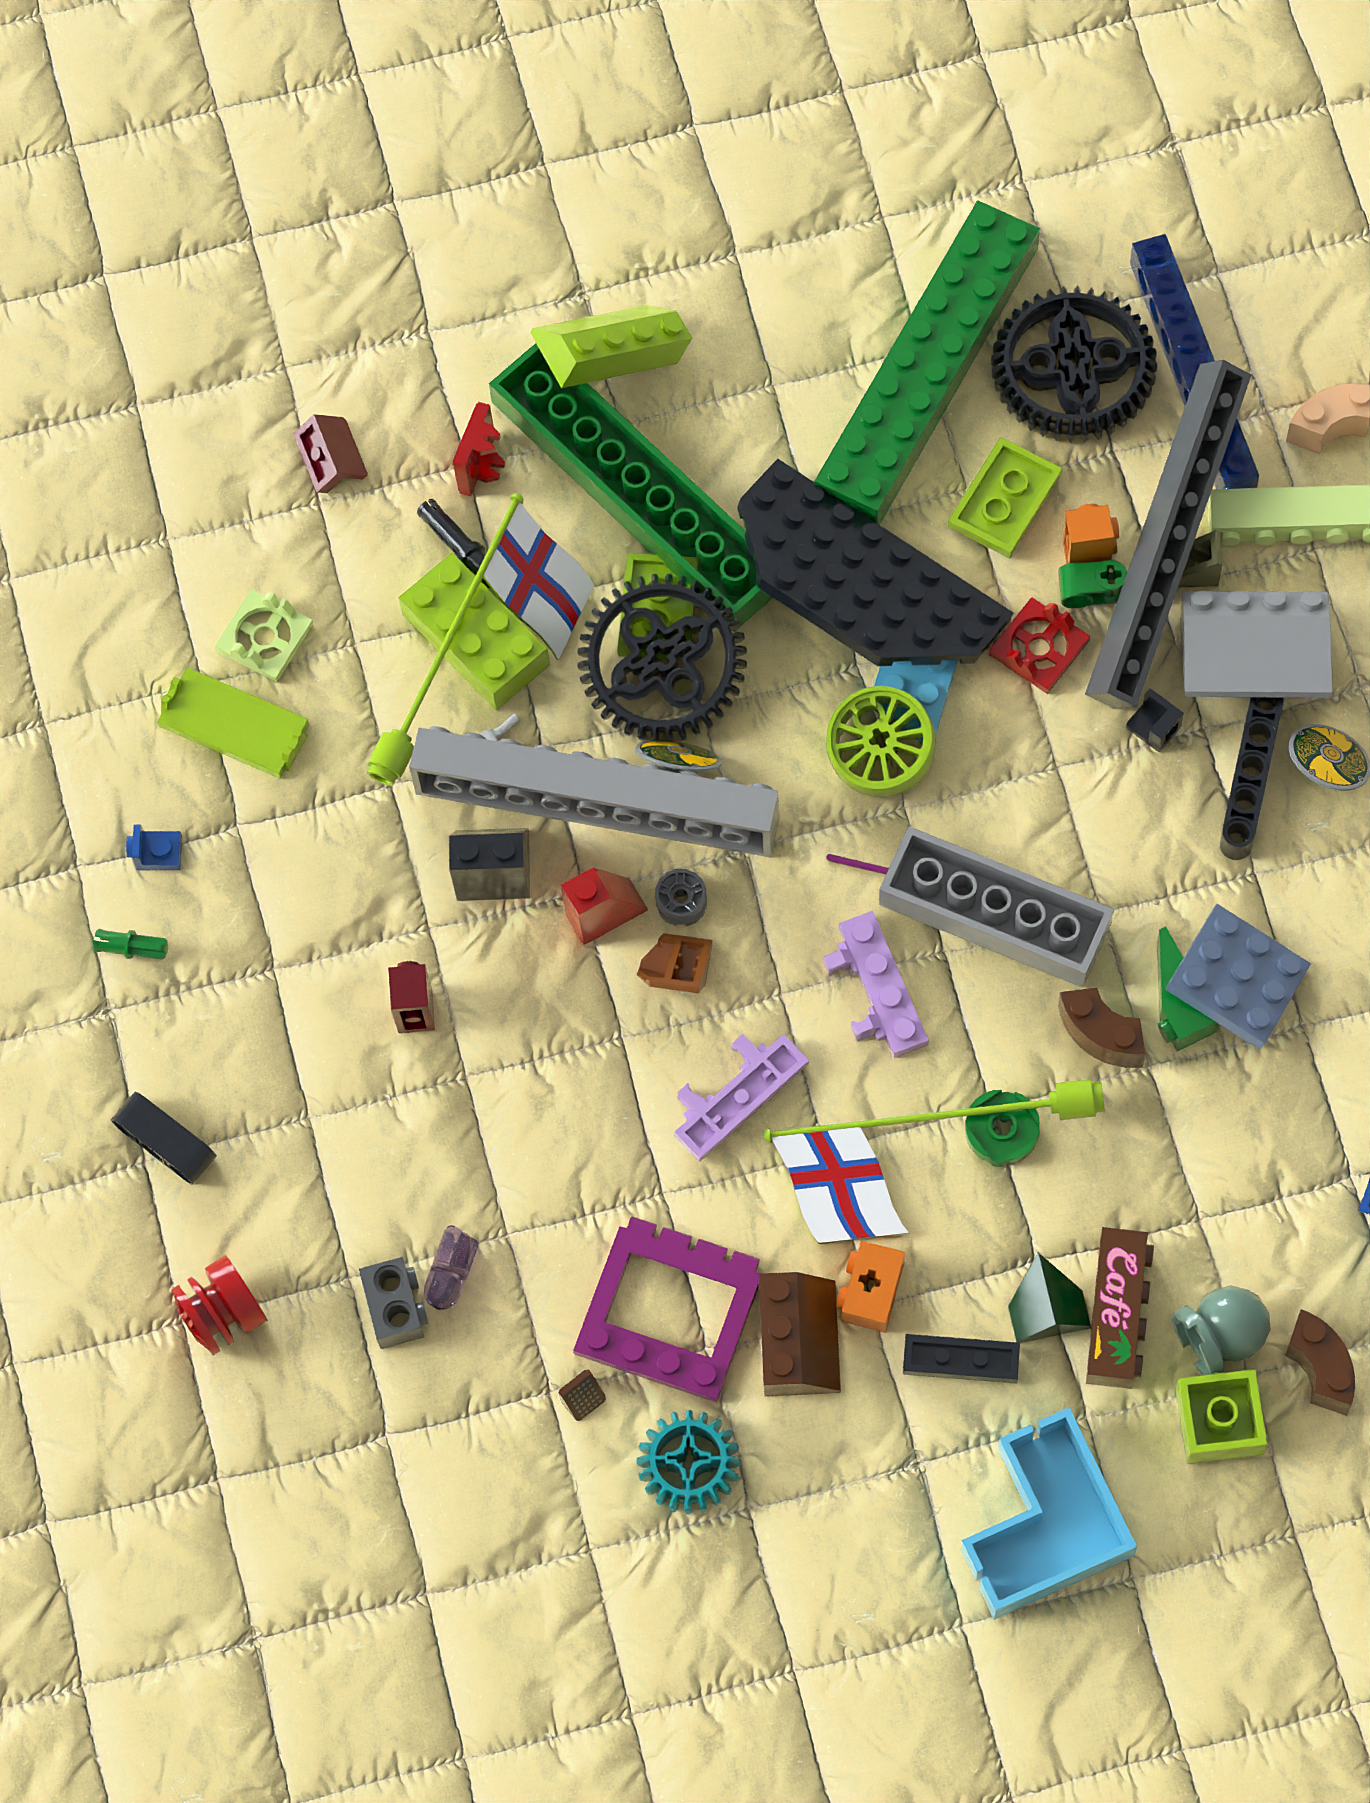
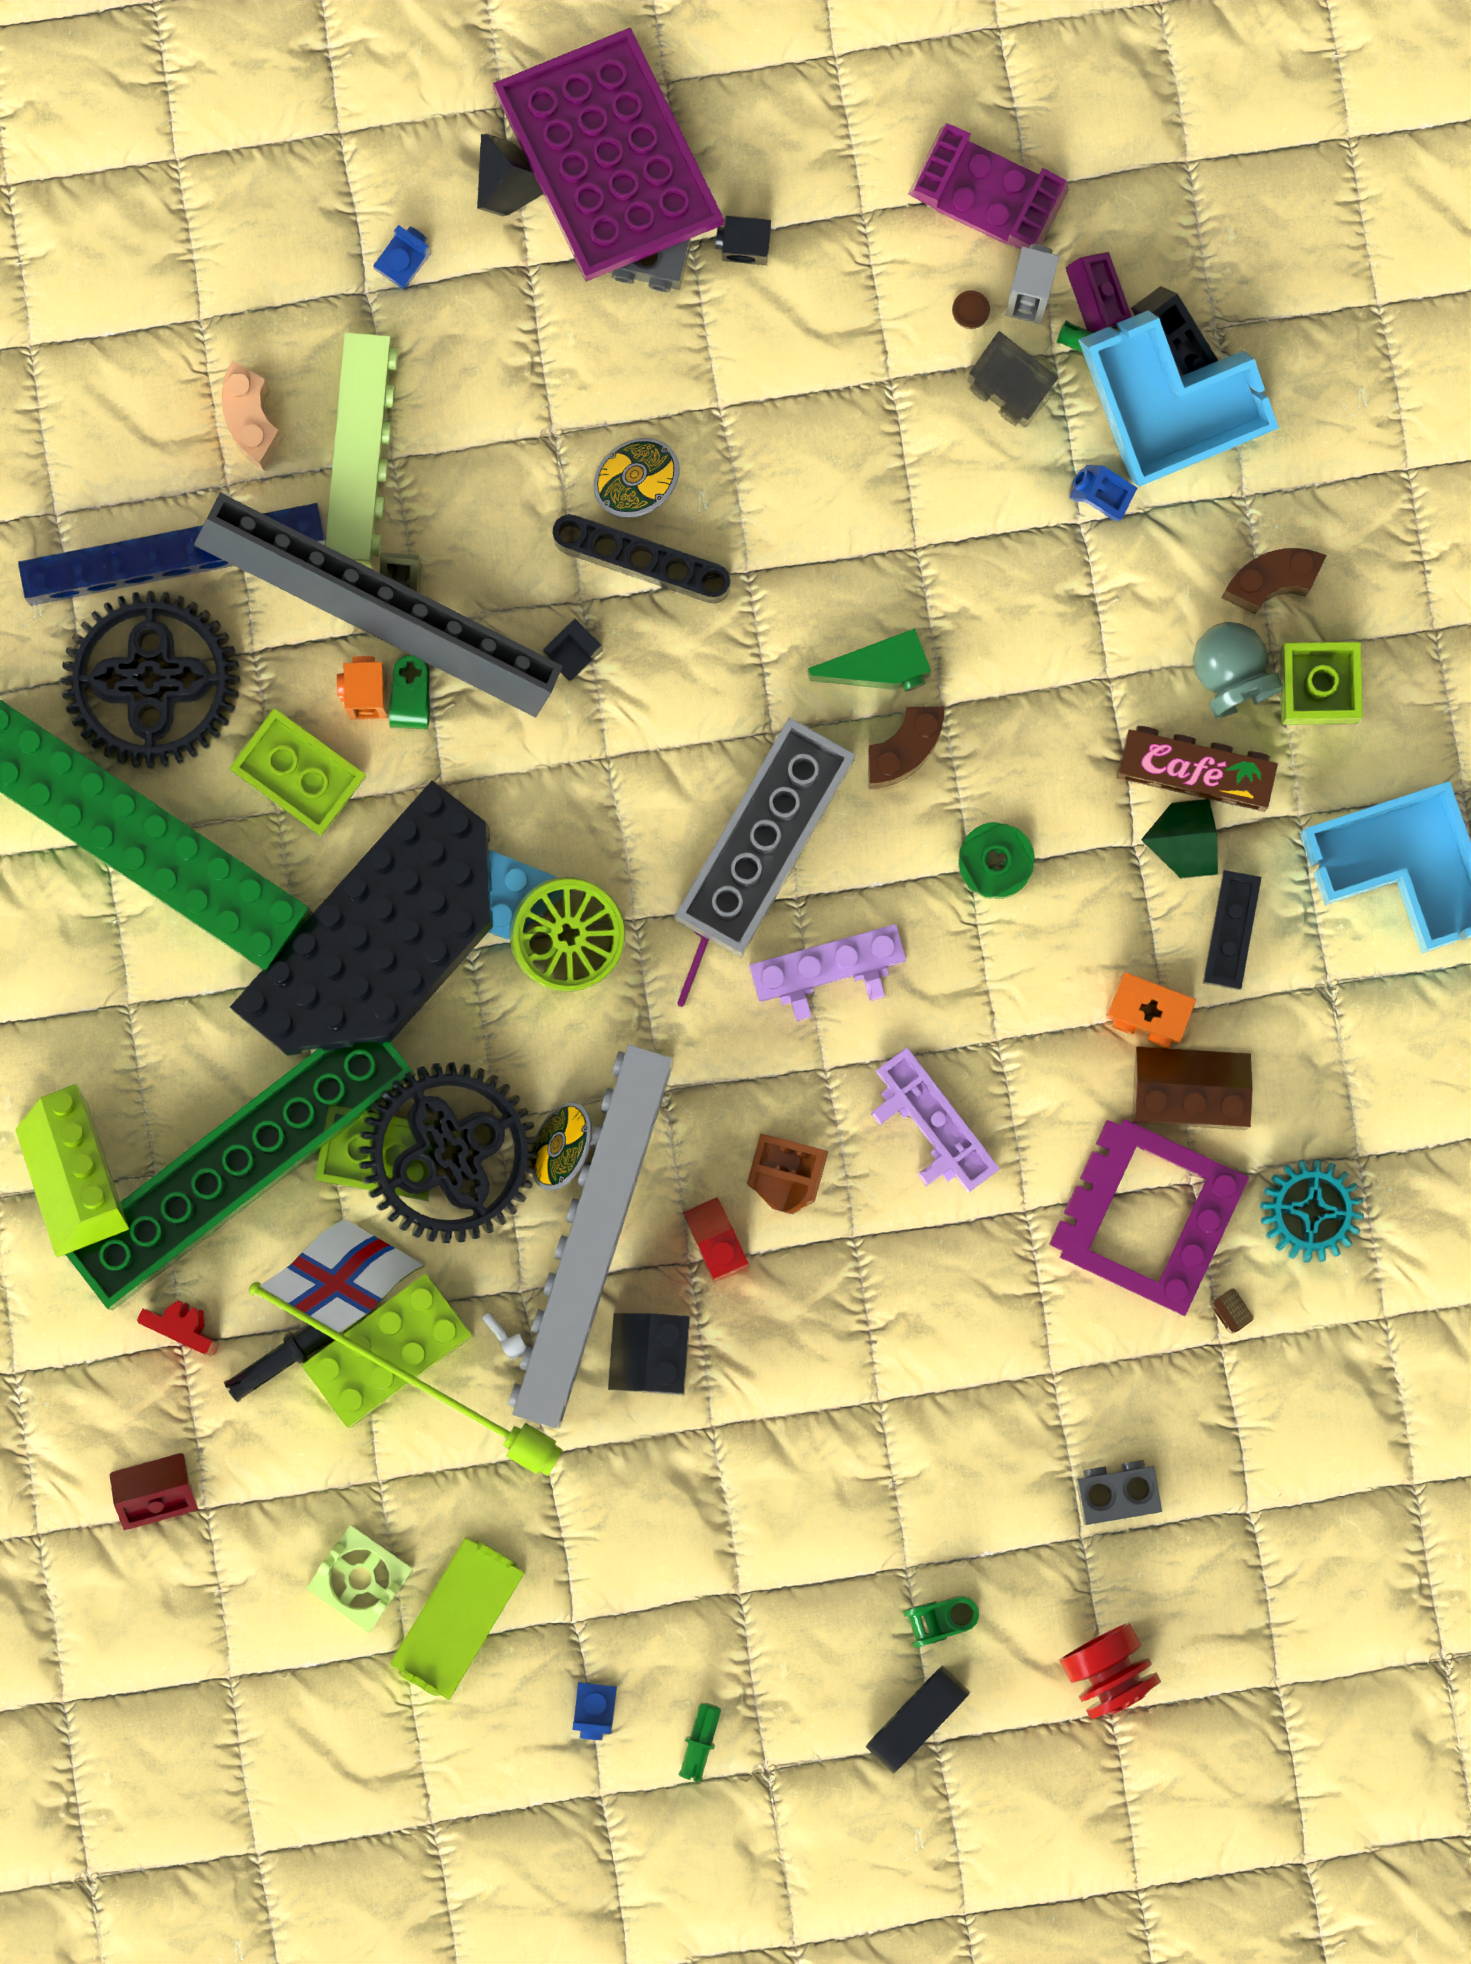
camera: 90 degrees left, 15 degrees up
(258, 1147) = (938, 1620): none -> green piece
(411, 997) = (799, 1448): dark red brick -> none
(450, 1268) = (1089, 1433): clear purple arm -> none
(678, 883) = (712, 1144): dark grey wheel -> none
(843, 1182) = (1035, 1027): flag -> none
(1025, 667) = (469, 720): red piece -> none
(1238, 976) = (867, 603): sand blue plate -> none
(1256, 644) = (509, 533): light grey slope -> none

